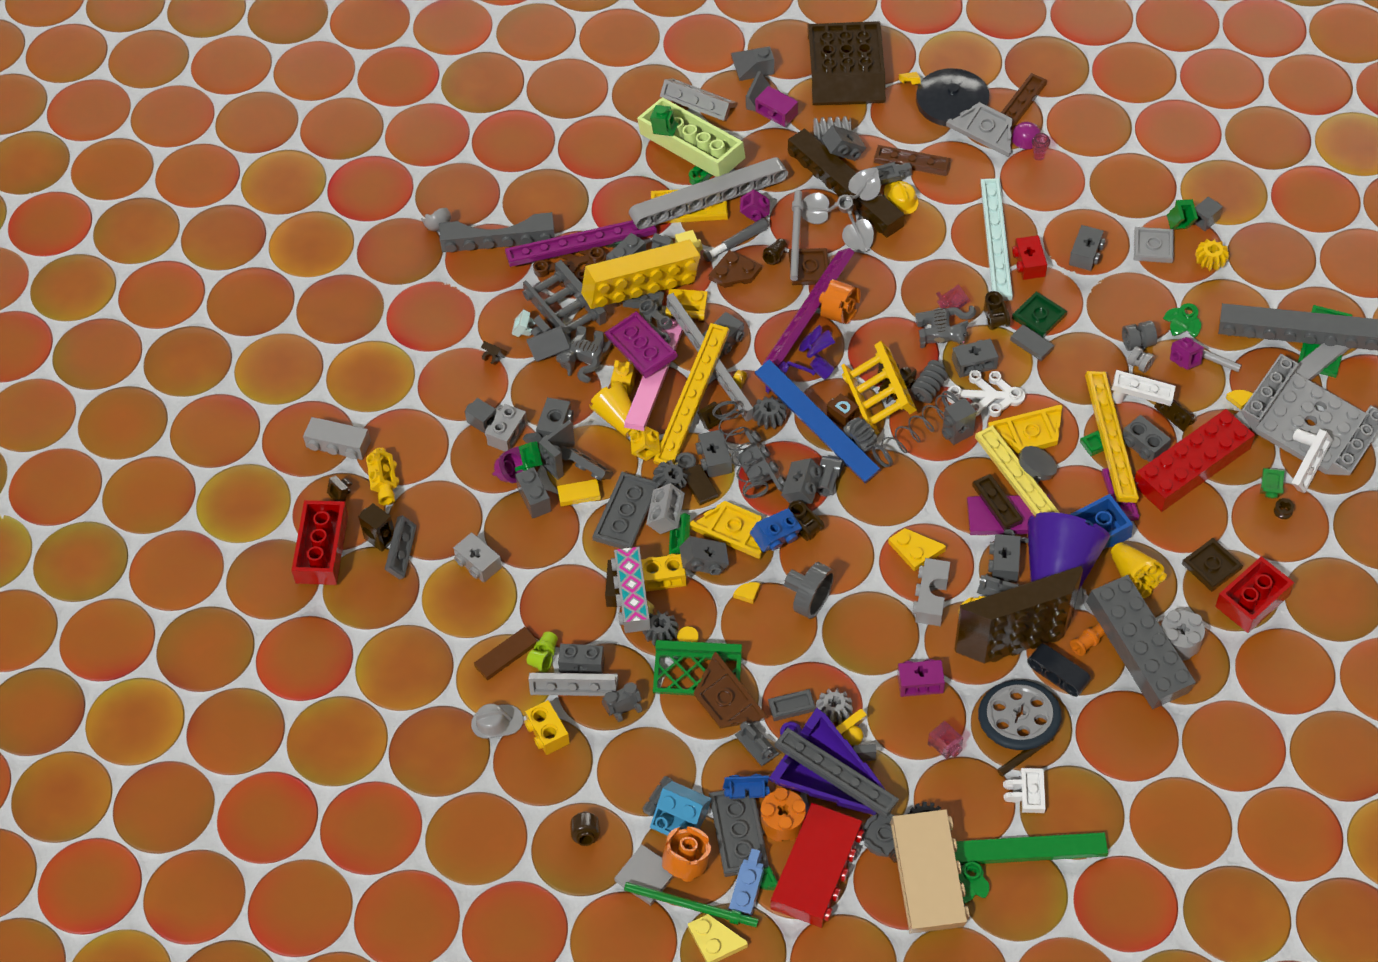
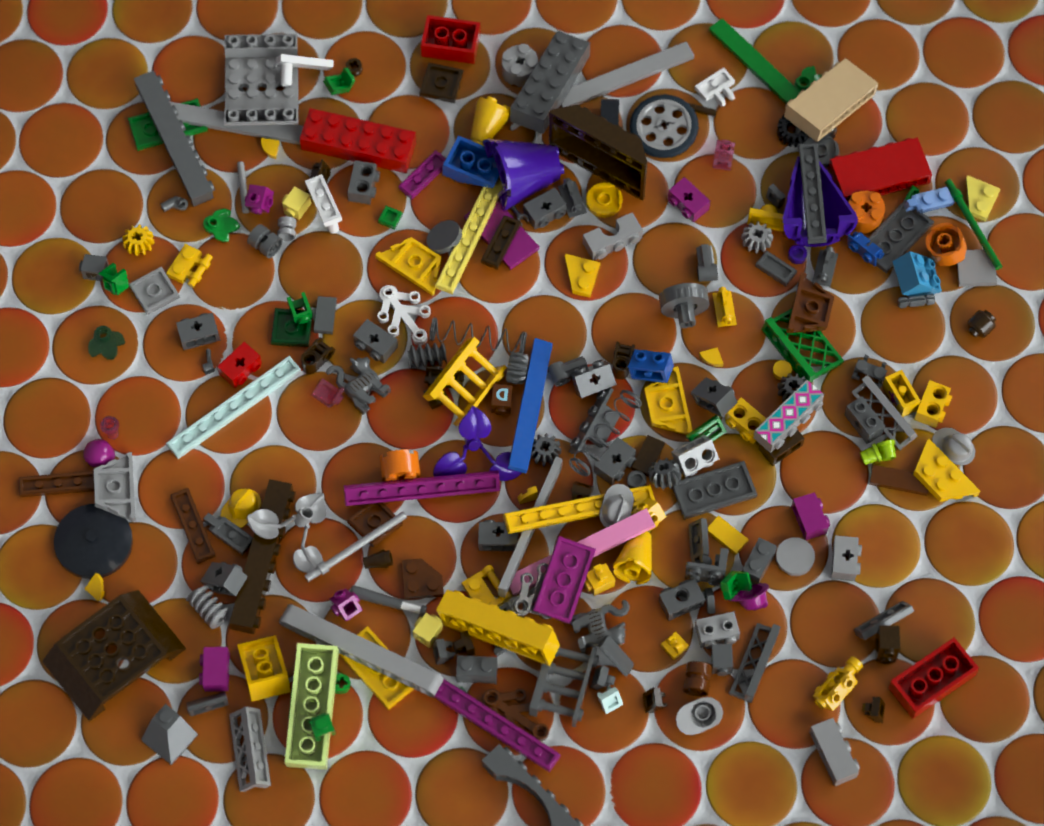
camera: 130 degrees left, 10 degrees up
(451, 367) = (699, 715): none -> light grey piece
(454, 442) = (762, 662): none -> dark grey fence
(478, 685) = (942, 476): none -> yellow wing
(480, 386) = (697, 675): none -> reddish brown wheel
(515, 527) = (795, 556): none -> light grey tile
(524, 396) = (674, 645): none -> yellow tile
(536, 558) = (810, 516): none -> magenta brick
(577, 704) = (901, 393): none -> yellow brick
(670, 421) = (616, 505): none -> light grey piece
(758, 135) = (264, 668): none -> yellow slope
(785, 633) = (724, 308): none -> yellow hinge
(837, 644) = (706, 267): none -> dark grey piece
(958, 421) = (452, 306): dark grey brick -> none
(1047, 242) = (208, 367): none -> dark grey hand
(1048, 317) = (303, 317): none -> green window
(1103, 727) = (628, 74): none -> light grey tile
(1111, 437) = (377, 206): yellow tile -> none
(1128, 188) = (107, 345): none -> clear green plate
(1163, 374) = (296, 203): none -> light yellow brick
(1164, 278) = (184, 264): none -> yellow plate
(1234, 297) = (174, 202): none -> dark grey arm

